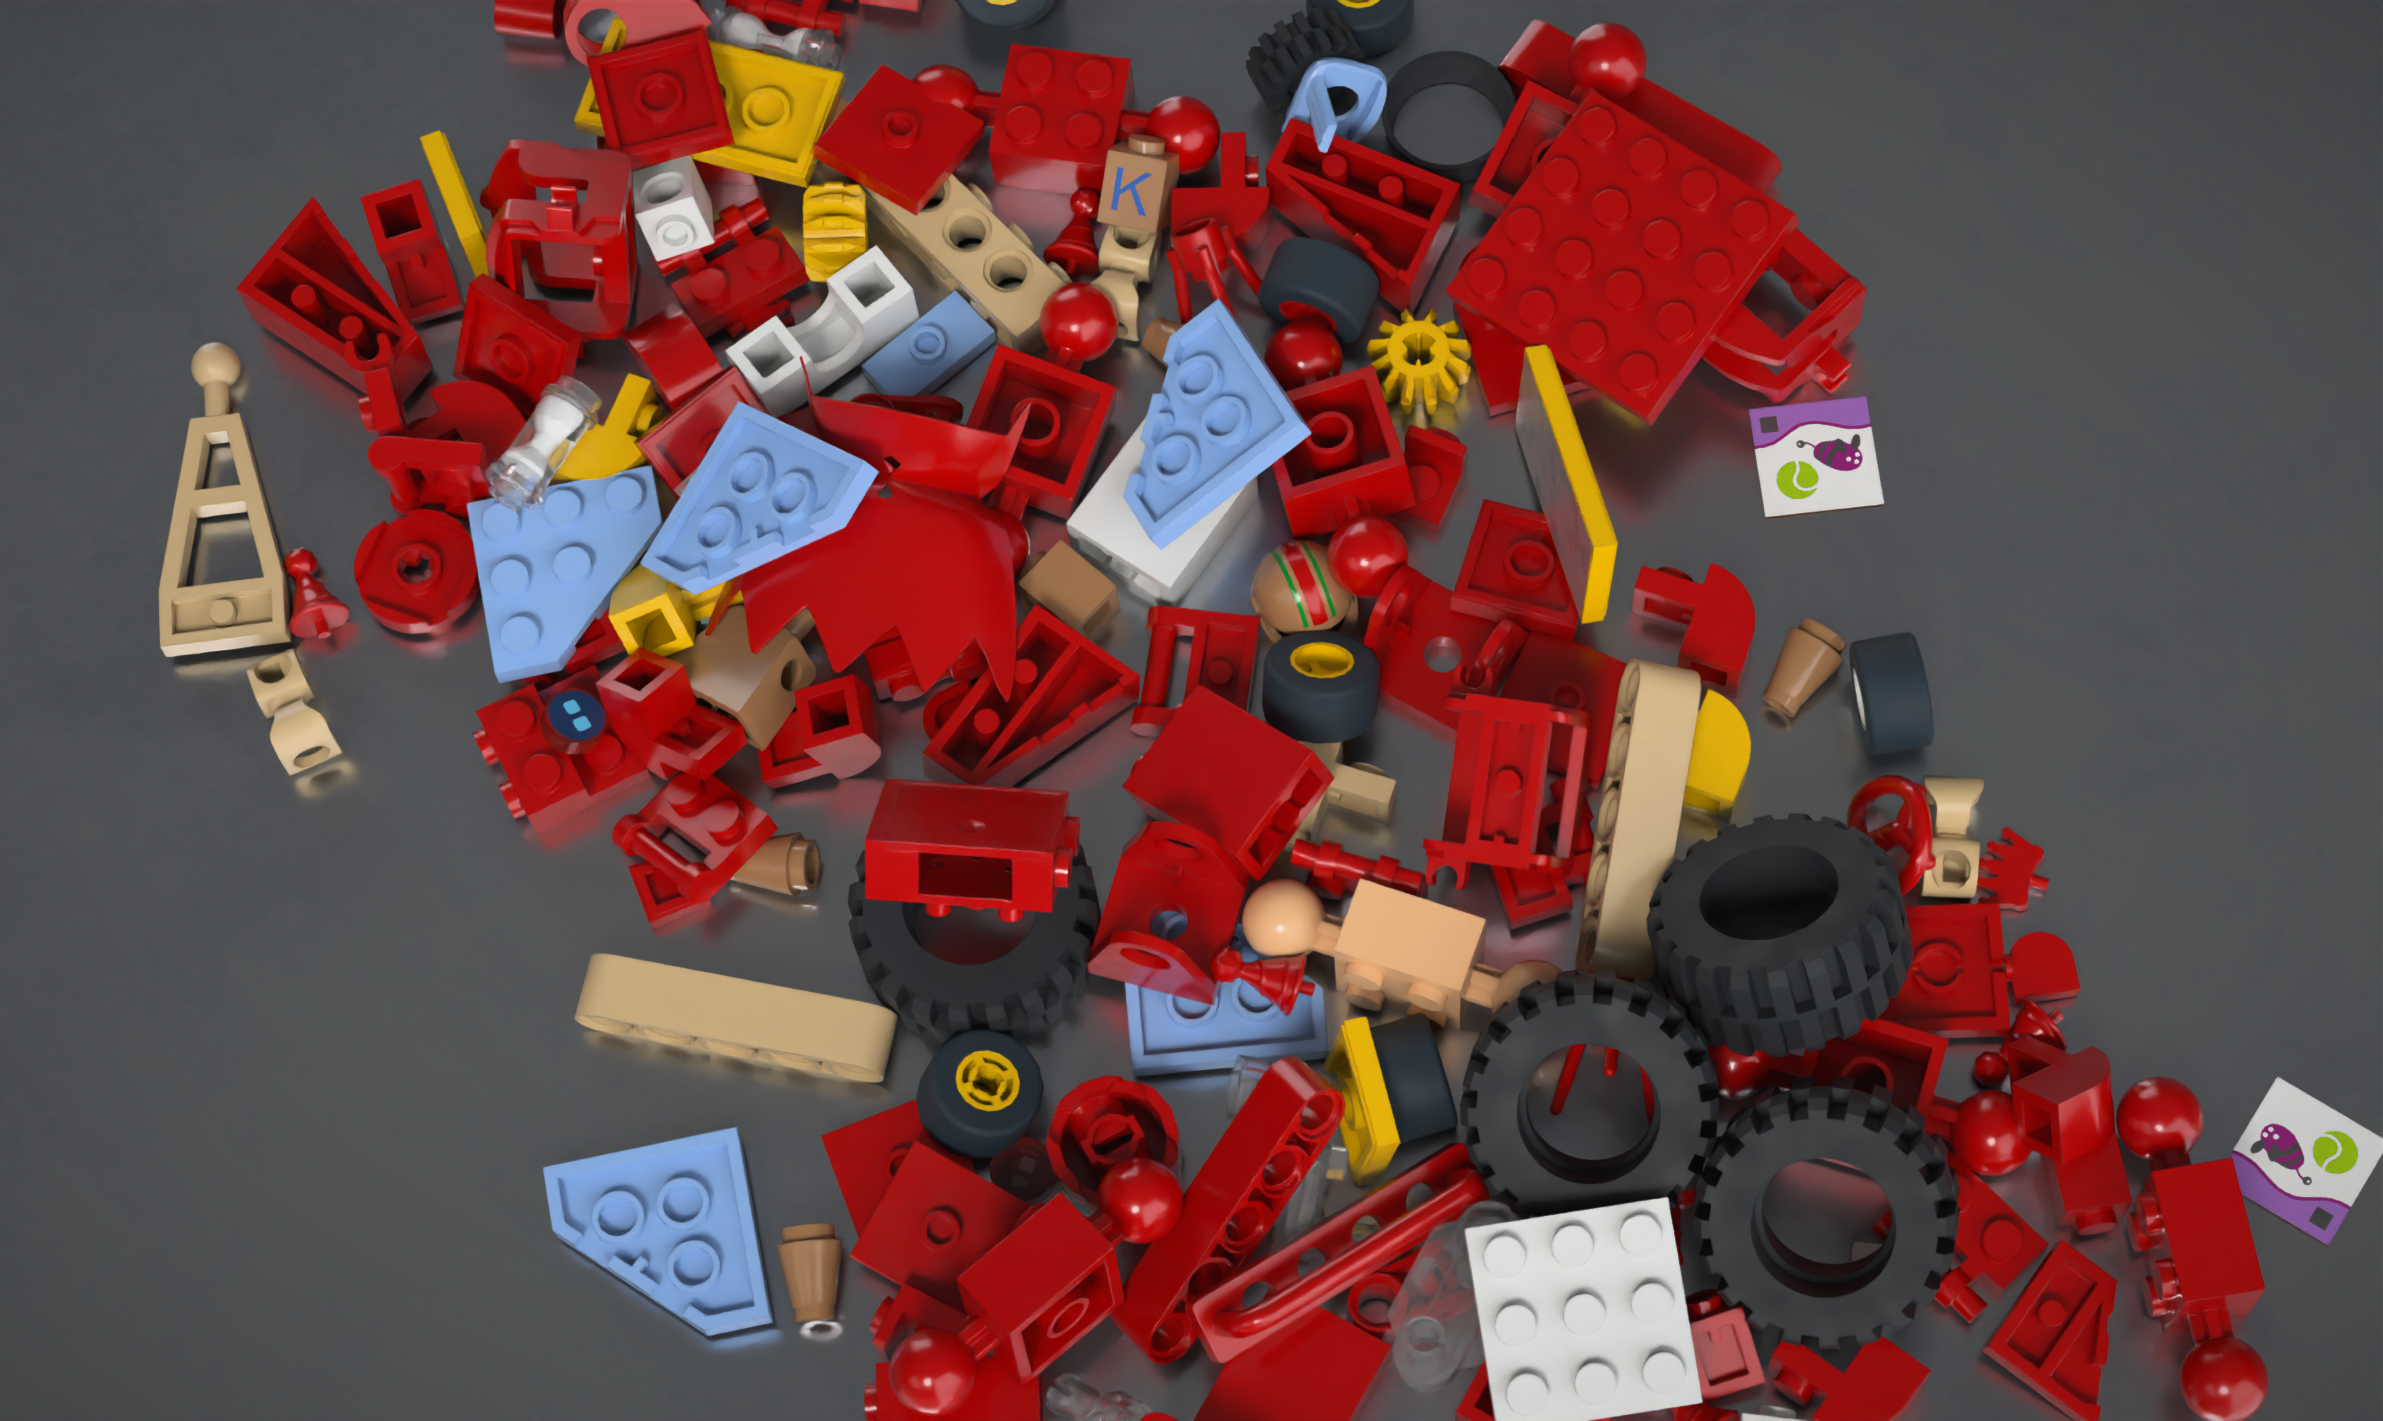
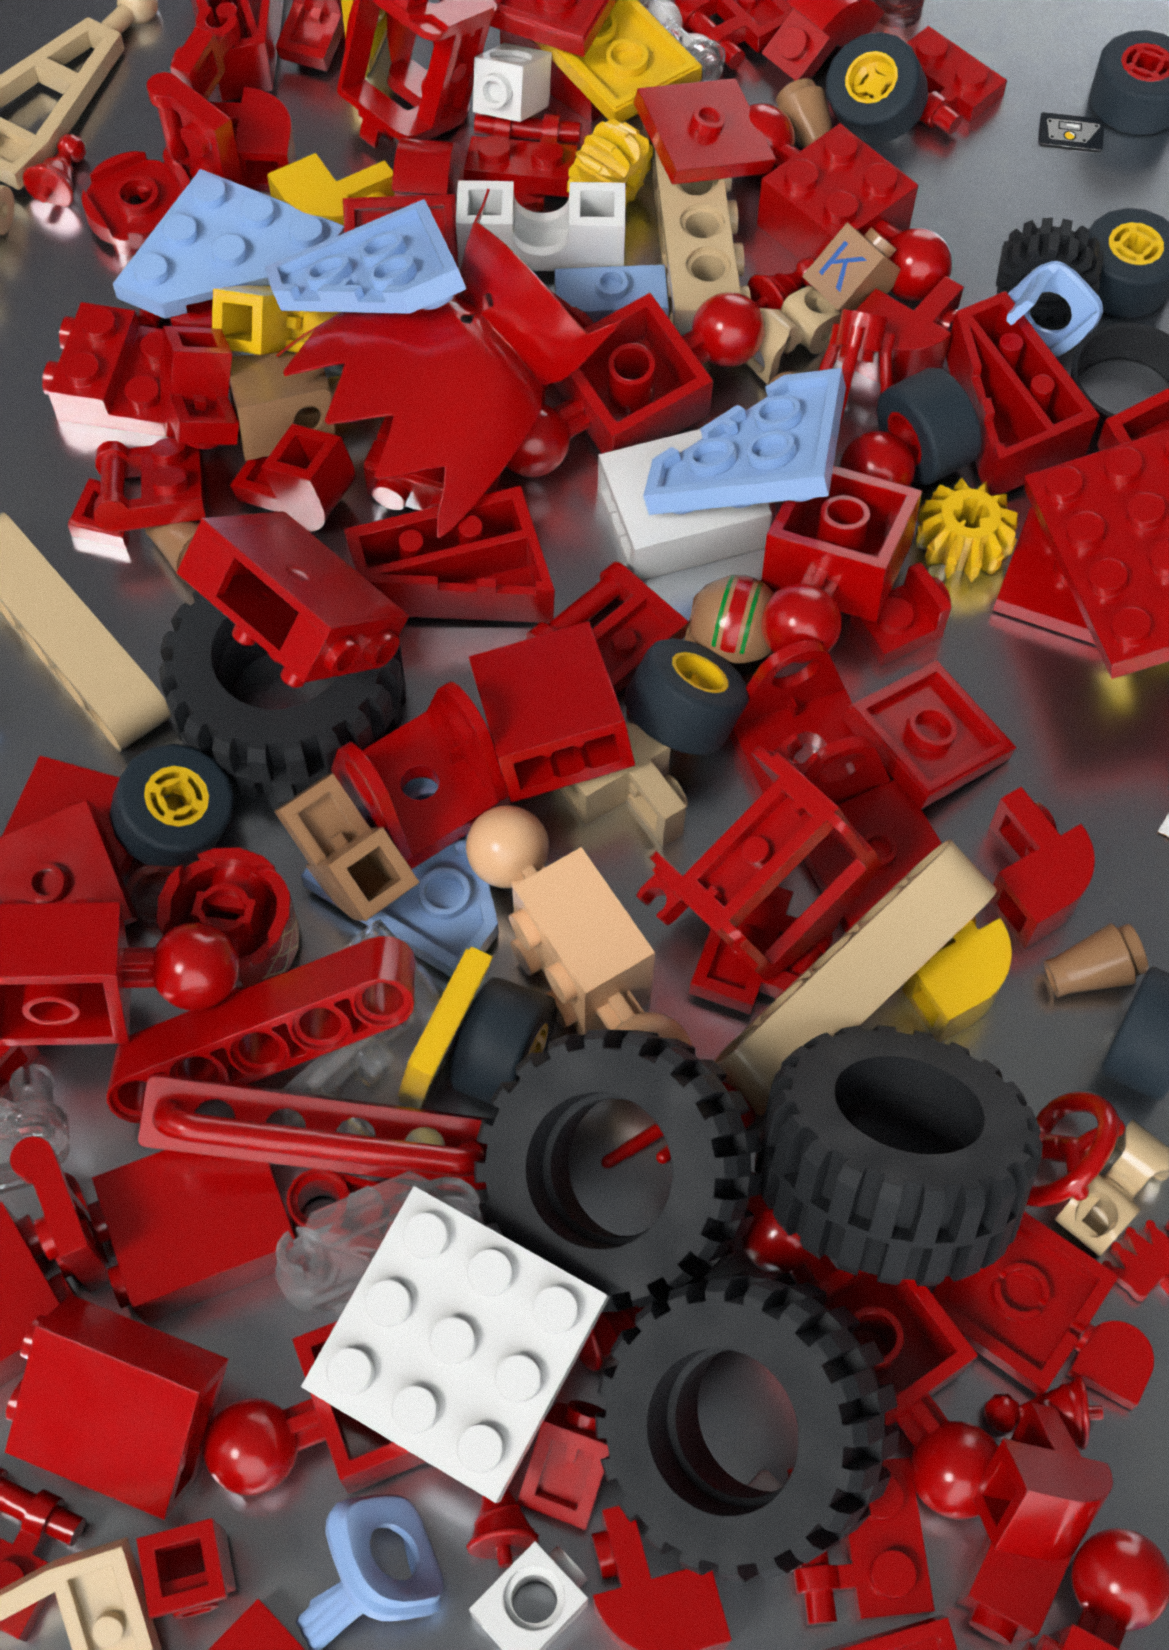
camera: 30 degrees right, 5 degrees down
(512, 344) = (324, 96): red plate -> none
(558, 425) = (302, 149): clear piece -> none
(573, 721) = (133, 348): tile -> none
(958, 42) = (806, 109): none -> medium nougat cone
(1069, 589) = (562, 510): medium nougat brick -> none
(1167, 1027) = (345, 856): none -> medium nougat brick
(1273, 978) = (461, 885): red piece -> none
(1334, 871) = (579, 828): red plate -> none
(1565, 484) = (1005, 680): tile -> none

